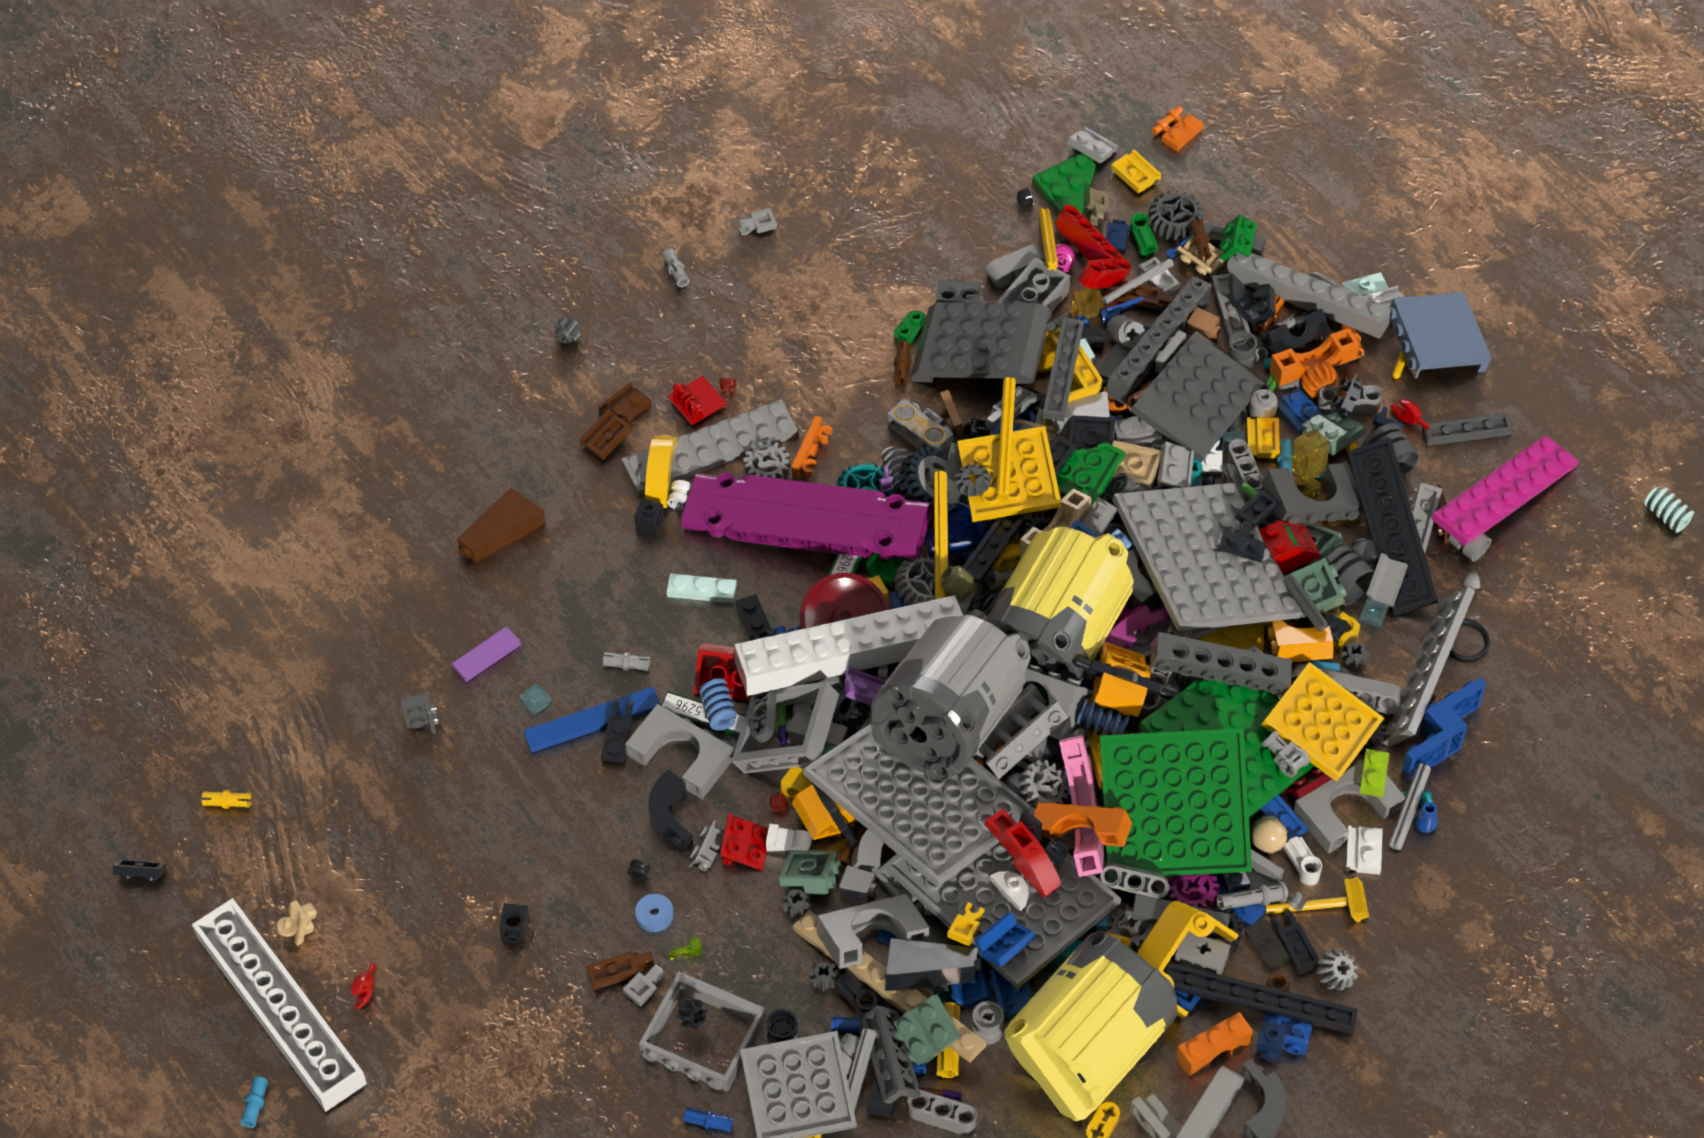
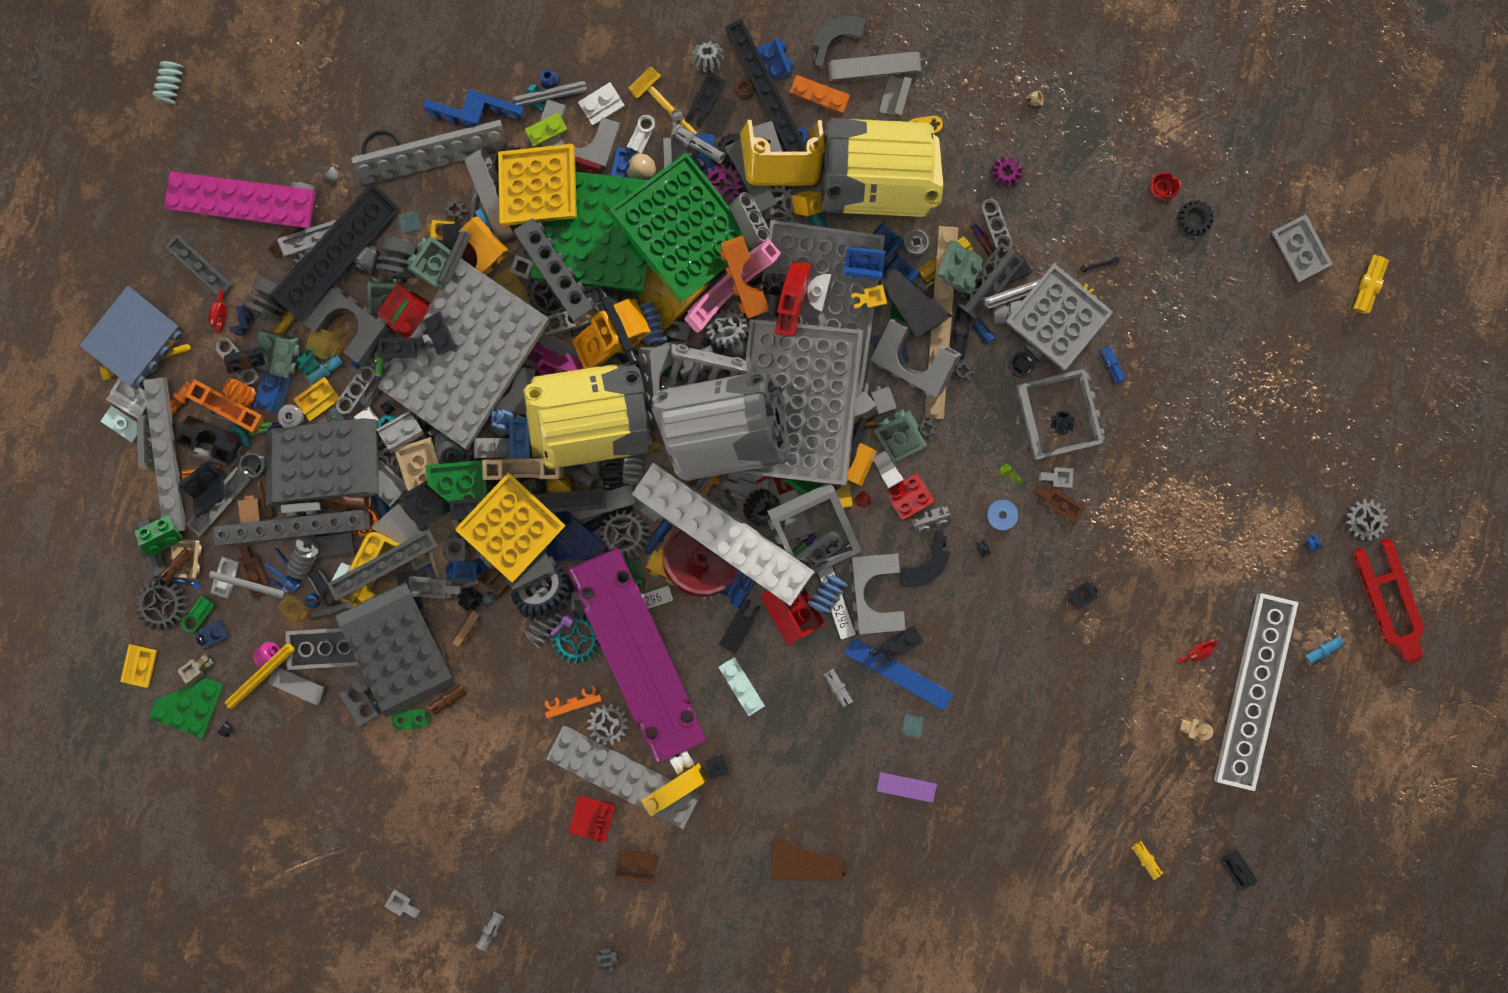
camera: 125 degrees left, 30 degrees up
(419, 711) = (991, 787): dark grey bracket -> none
(605, 434) = (673, 856): reddish brown plate -> none
(727, 383) = (562, 808): clear red hinge -> none
(861, 685) = (745, 499): medium lavender plate -> none
(919, 427) = (496, 648): light grey piece -> none
(940, 531) = (588, 542): yellow axle -> none
(957, 582) = (617, 502): olive head -> none
(965, 485) = (527, 546): dark grey gear -> none
(1006, 433) = (485, 548): yellow axle -> none
(1092, 145) = (137, 716): light grey plate -> none
(1105, 264) = (239, 637): red beam -> none
(1183, 130) = (70, 661): orange plate -> none
(1270, 1042) = (791, 61): dark blue bracket -> none
(1286, 754) = (585, 185): light grey connector -> none
(1386, 580) = (381, 225): light grey panel -> none

